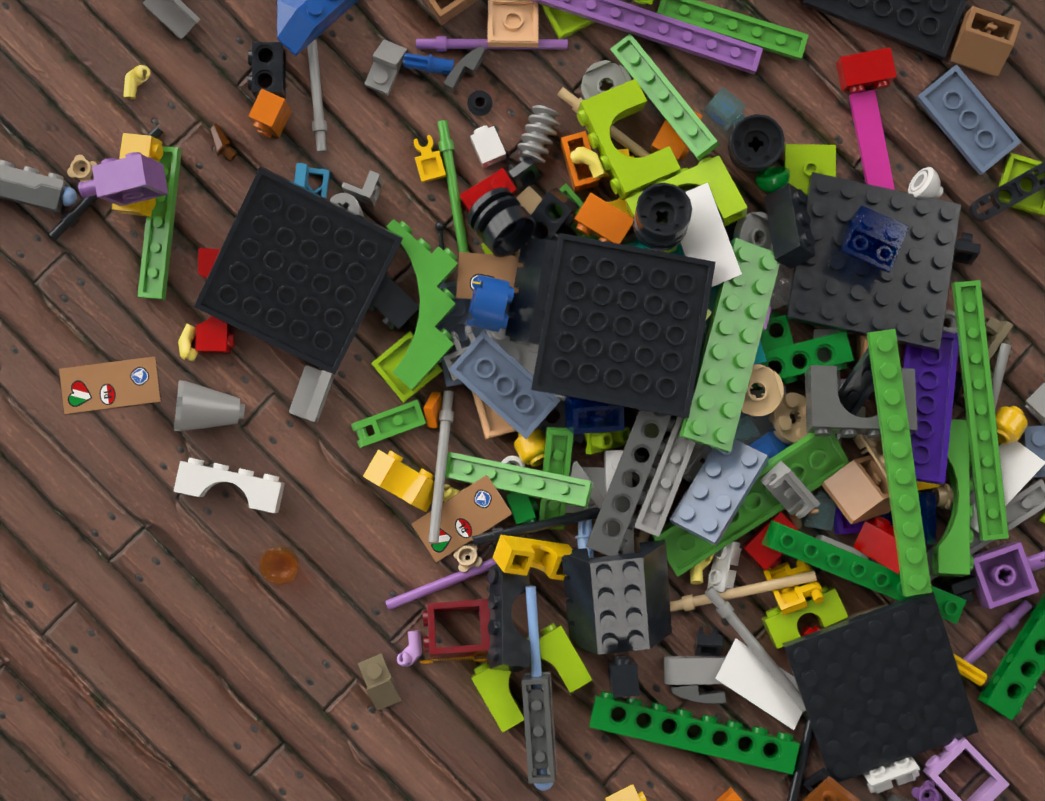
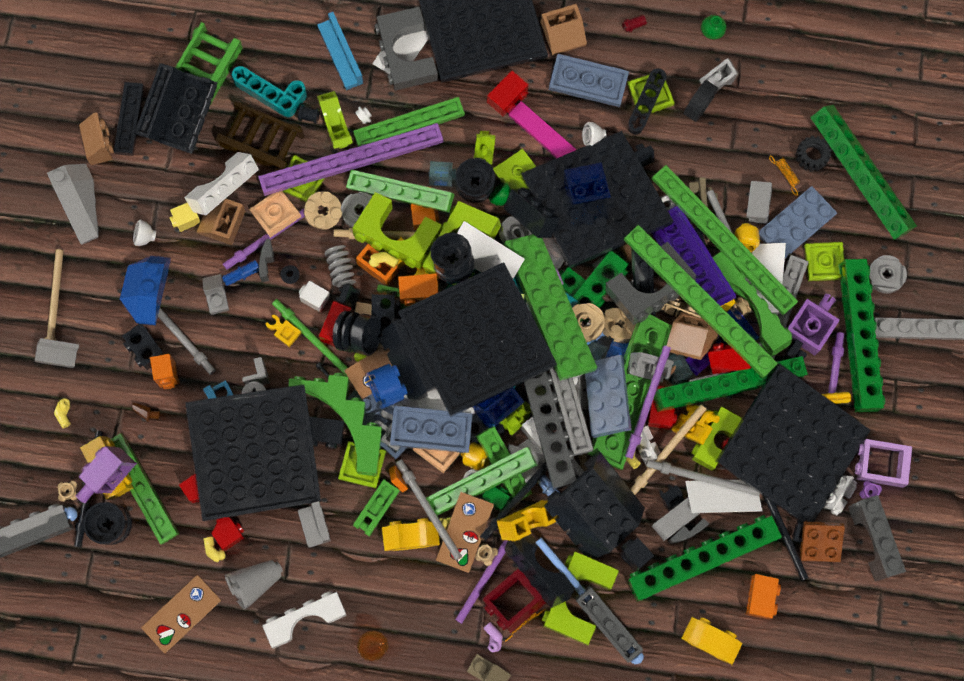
camera: 35 degrees left, 10 degrees down
(82, 235) = (99, 516): none -> black wheel
(554, 66) = (320, 221): none -> tan plate
(716, 554) = (635, 437): none -> medium lavender bar
(794, 113) = (484, 146): none -> lime hips

